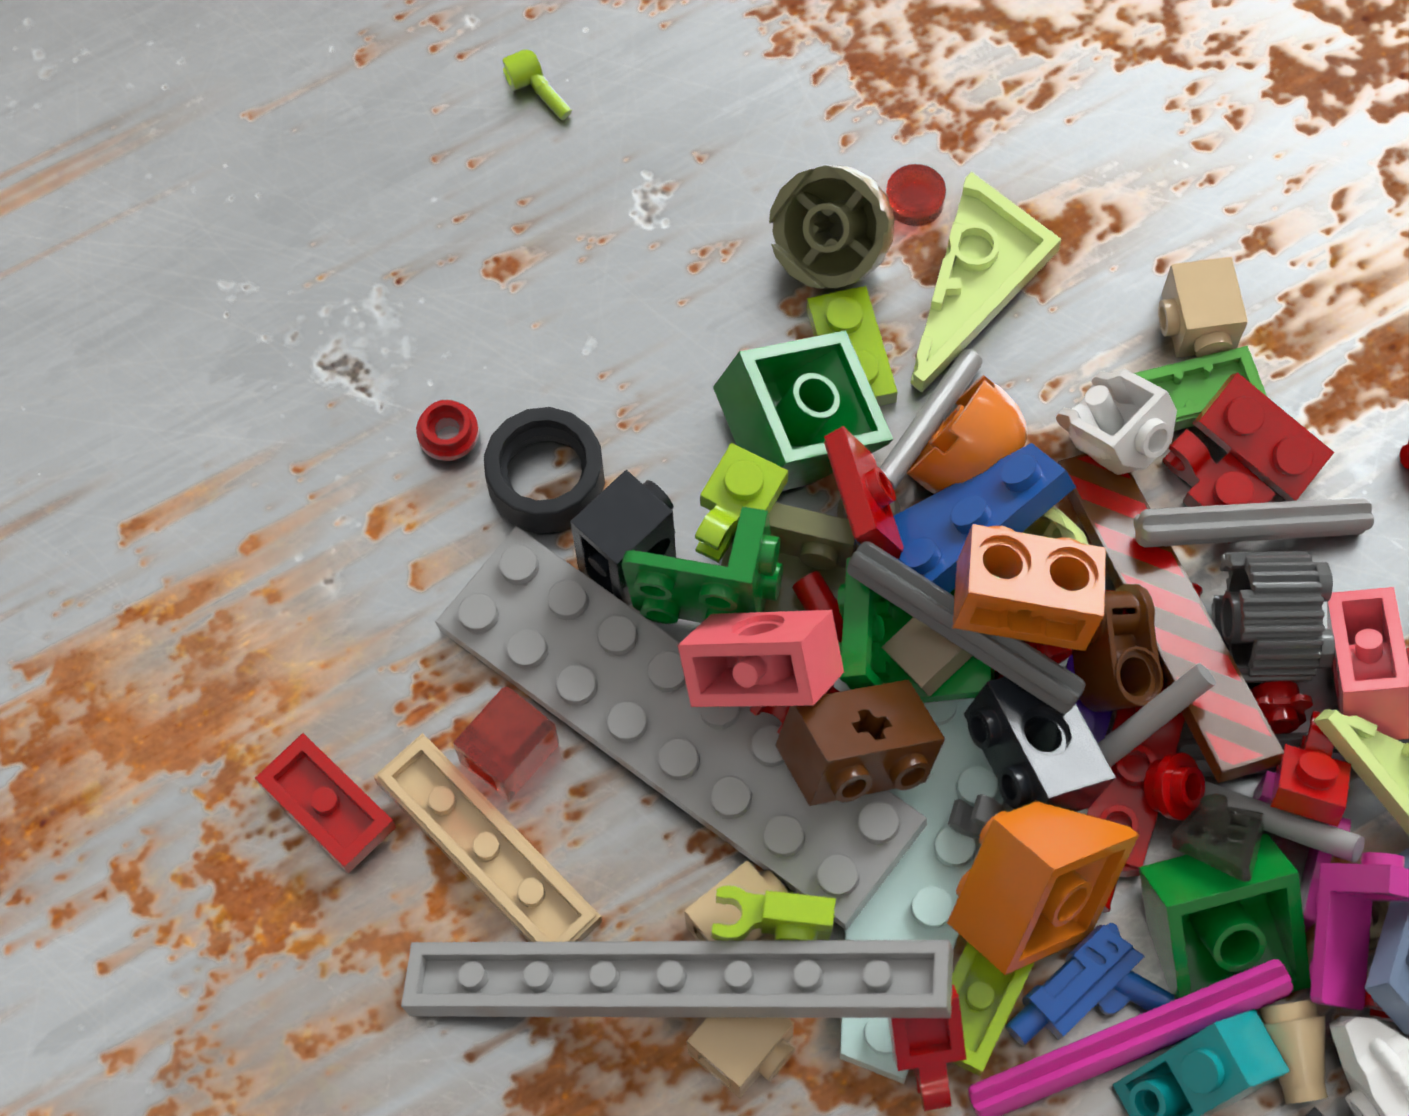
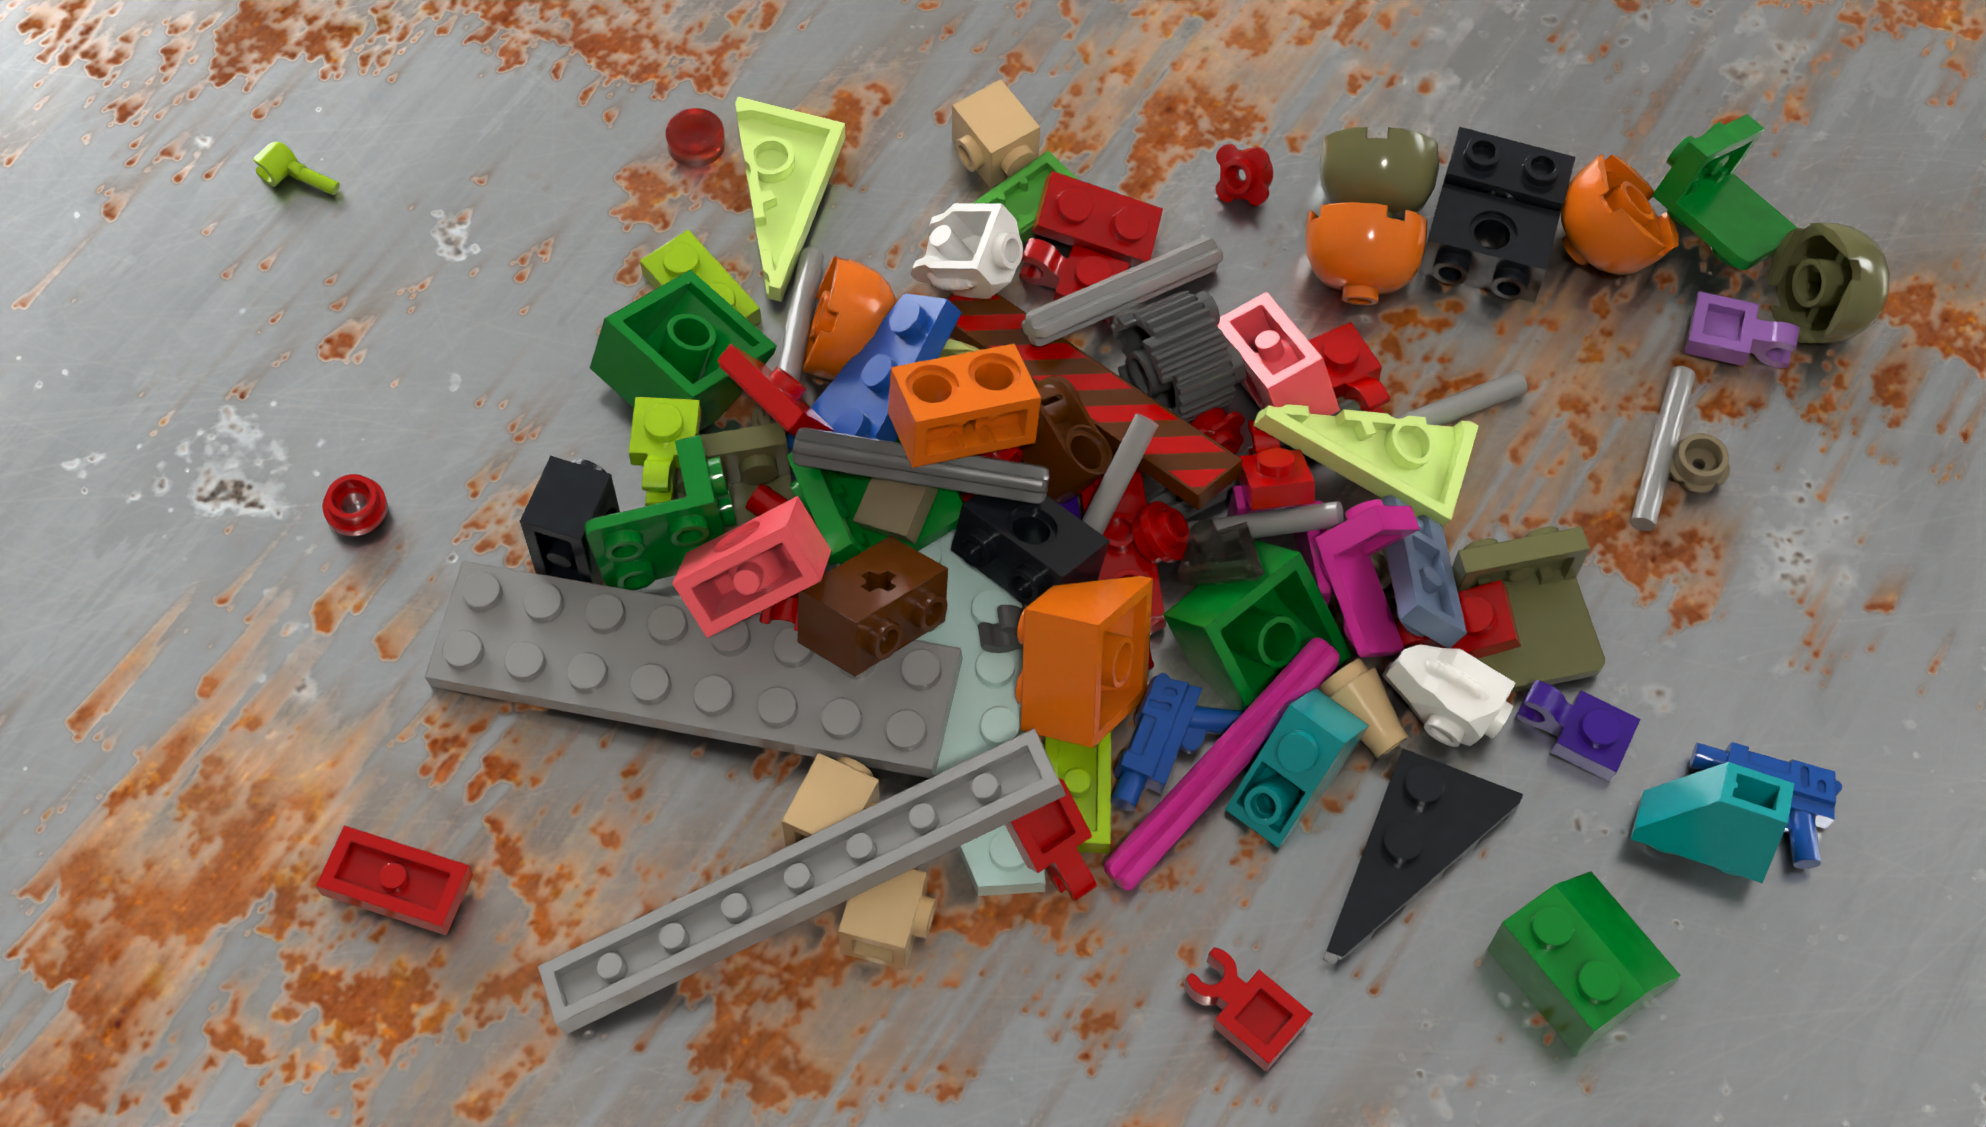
camera: 30 degrees left, 5 degrees down
(485, 846) = (562, 852): tan tile -> none
(506, 743) = (544, 753): clear red panel -> none
(542, 426) = (446, 464): black tyre -> none
(776, 913) = (868, 781): lime plate -> none
(831, 226) = (634, 185): olive cylinder -> none

